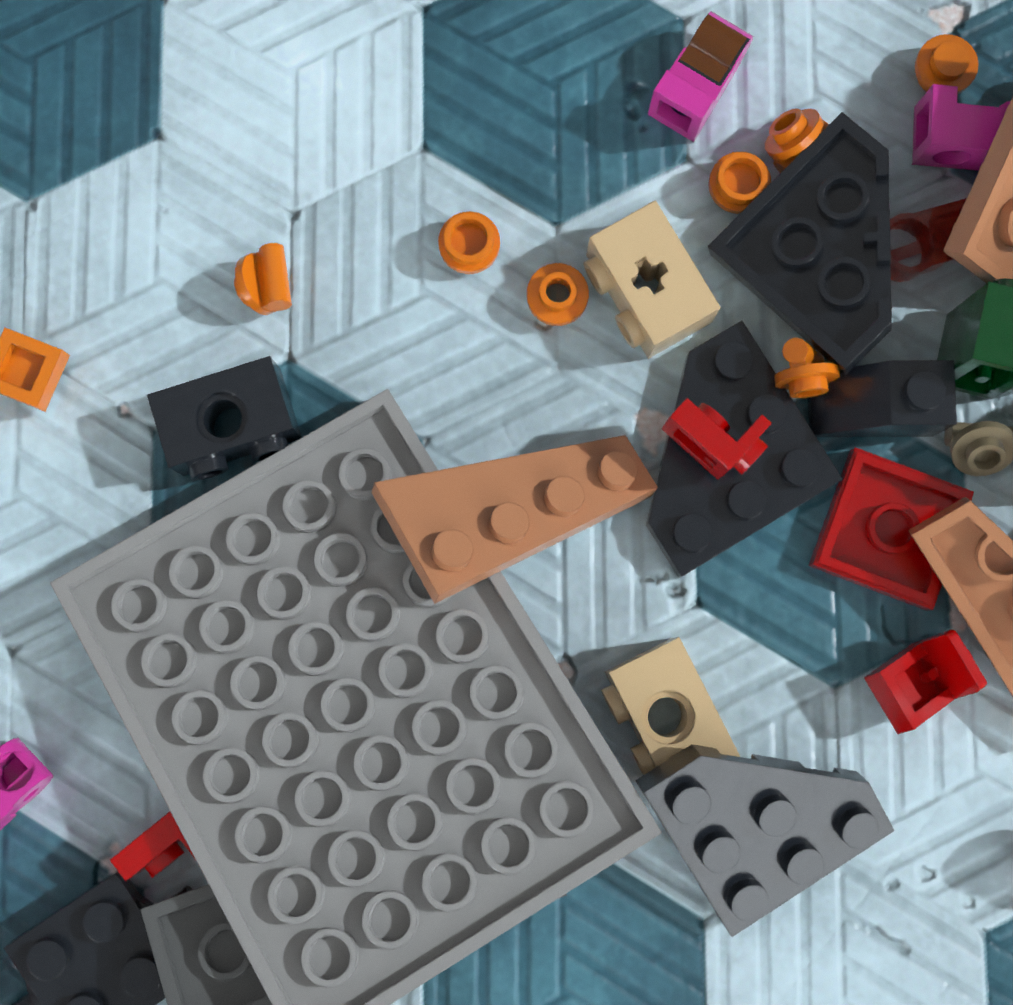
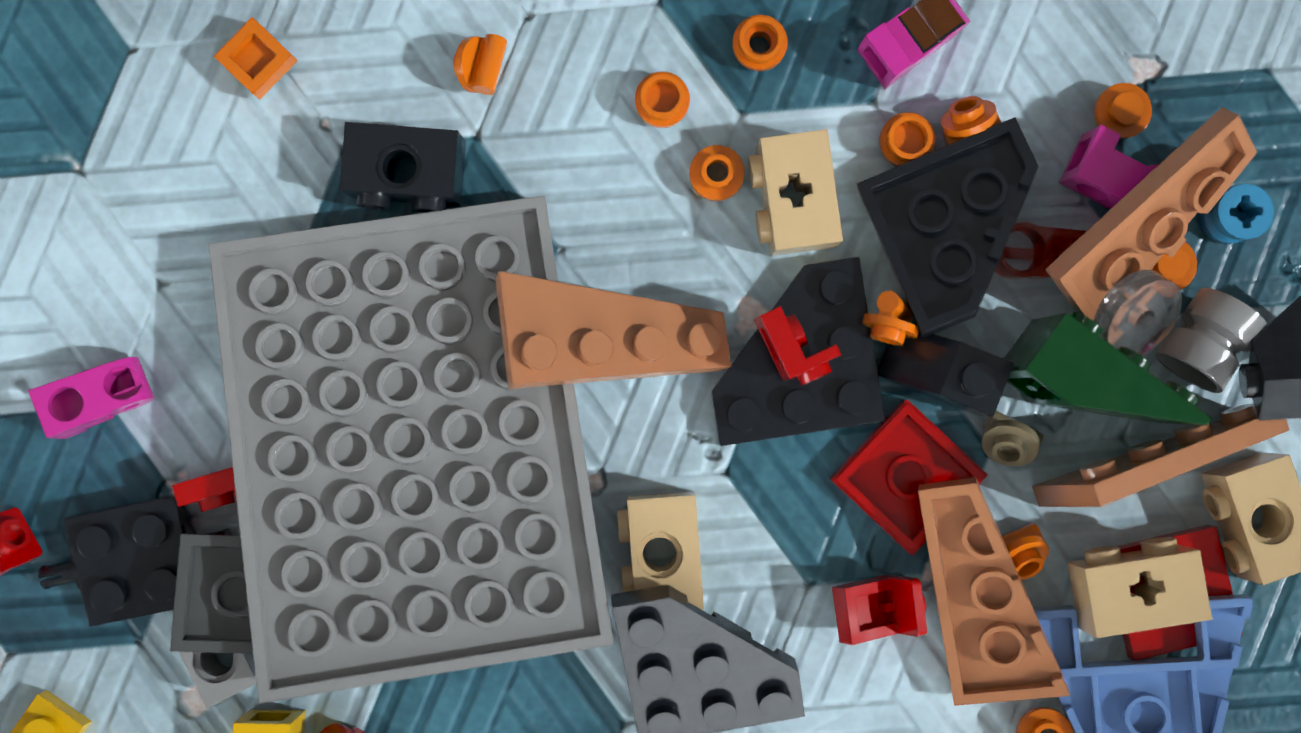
camera: 20 degrees right, 5 degrees up
(546, 128) = (764, 27): none -> orange plate

